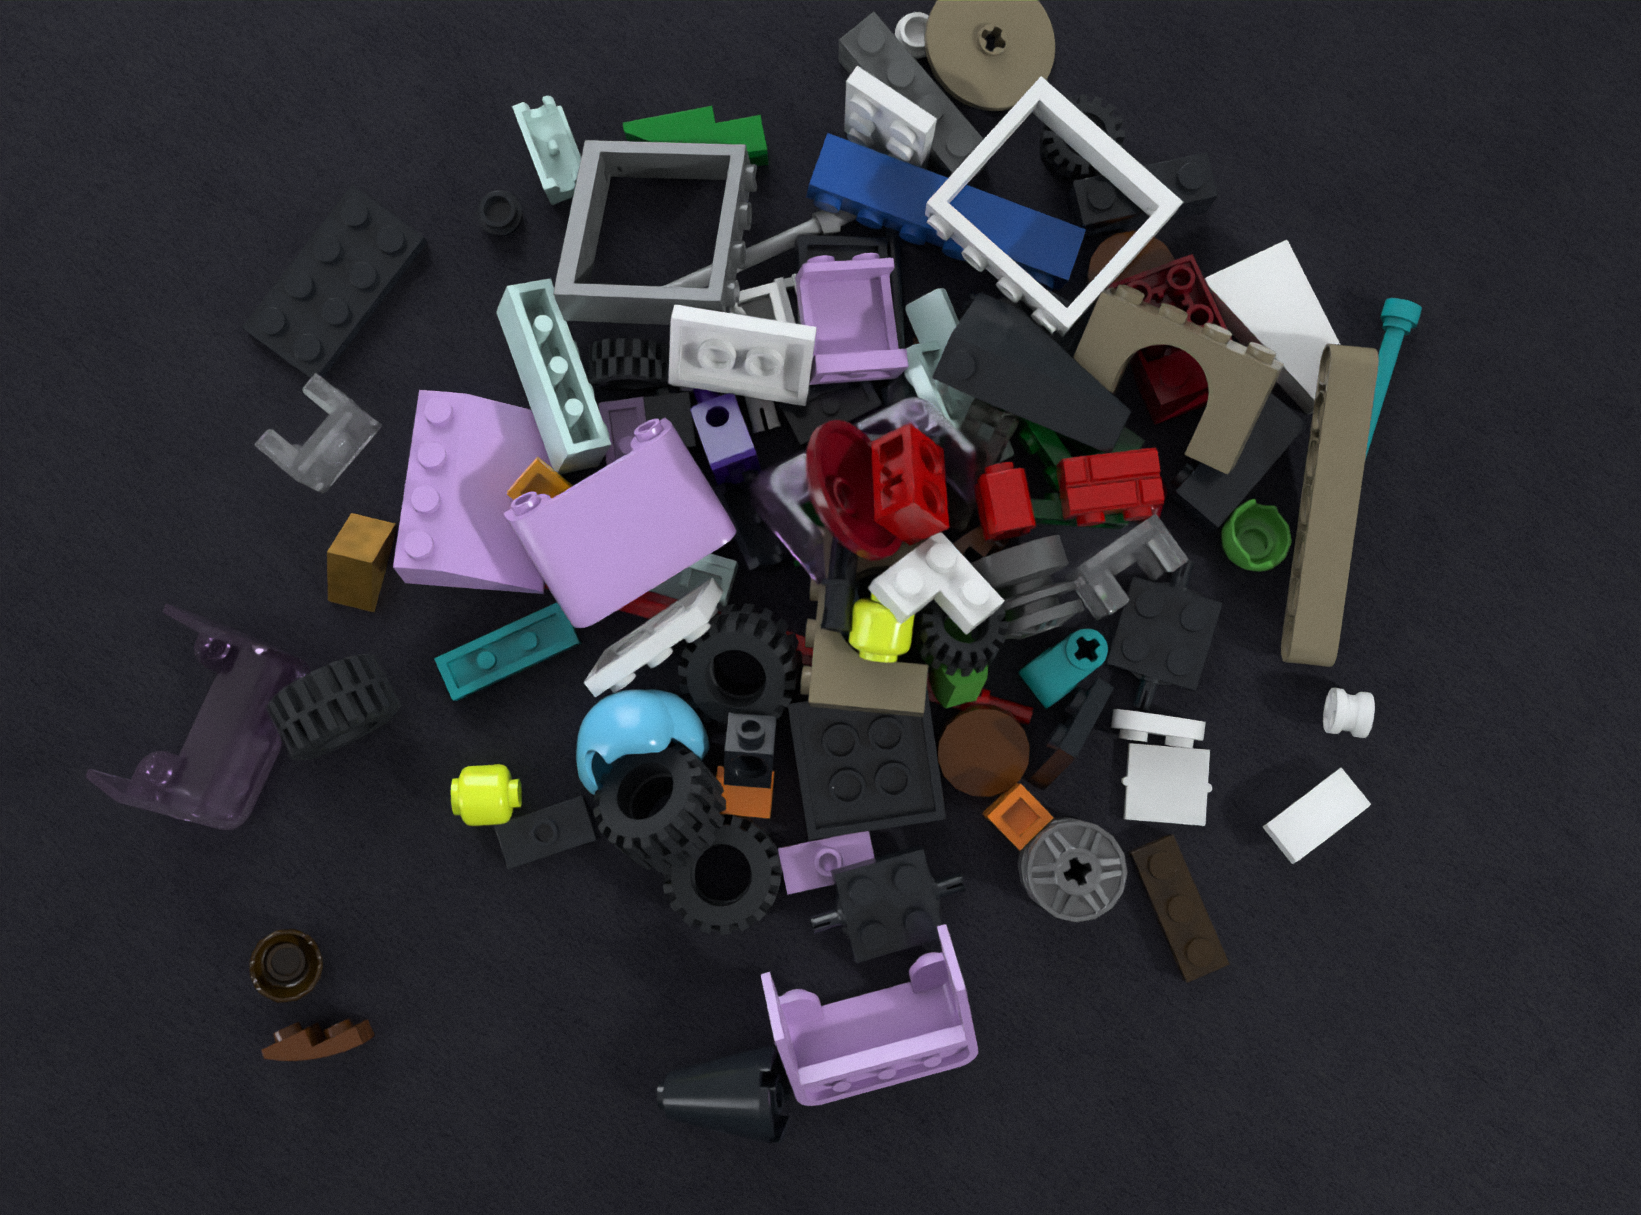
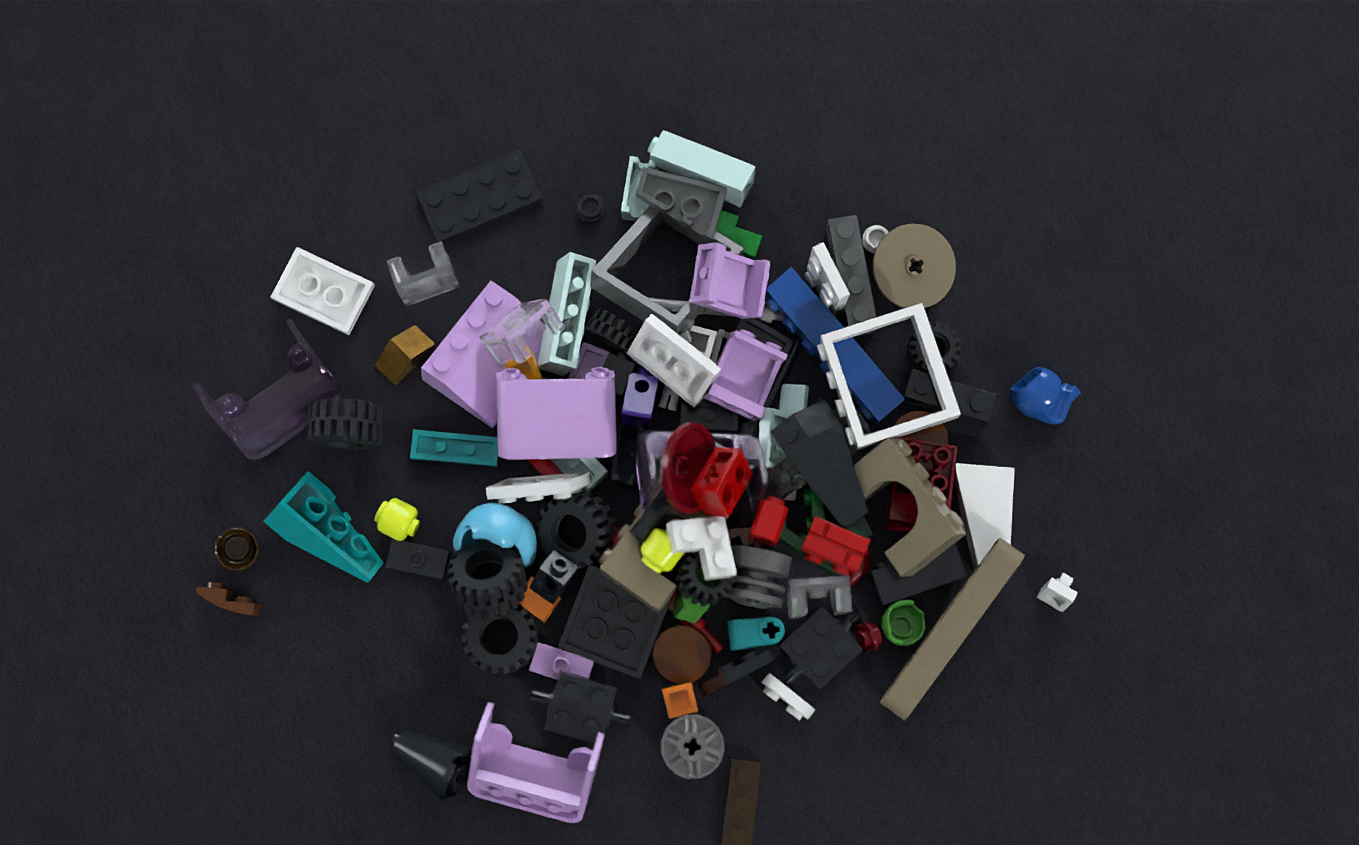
camera: 30 degrees right, 5 degrees down
(193, 539) = (322, 291): none -> white plate
(380, 867) = (318, 526): none -> teal wedge
(488, 434) = (518, 321): none -> clear panel
(623, 65) = (703, 164): none -> light aqua slope
(623, 124) = (684, 200): none -> dark grey wing
(755, 200) = (729, 282): none -> lavender panel
(1166, 784) = (774, 733): white piece -> none
(1219, 581) = (868, 636): none -> dark red plate
(1266, 120) = (1043, 396): none -> blue piece
(1316, 816) = (847, 798): white slope -> none
(1348, 712) = (899, 751): white wheel -> none
(1398, 319) = (1055, 549): teal piece -> none
(1438, 376) = (1058, 592): none -> white tile

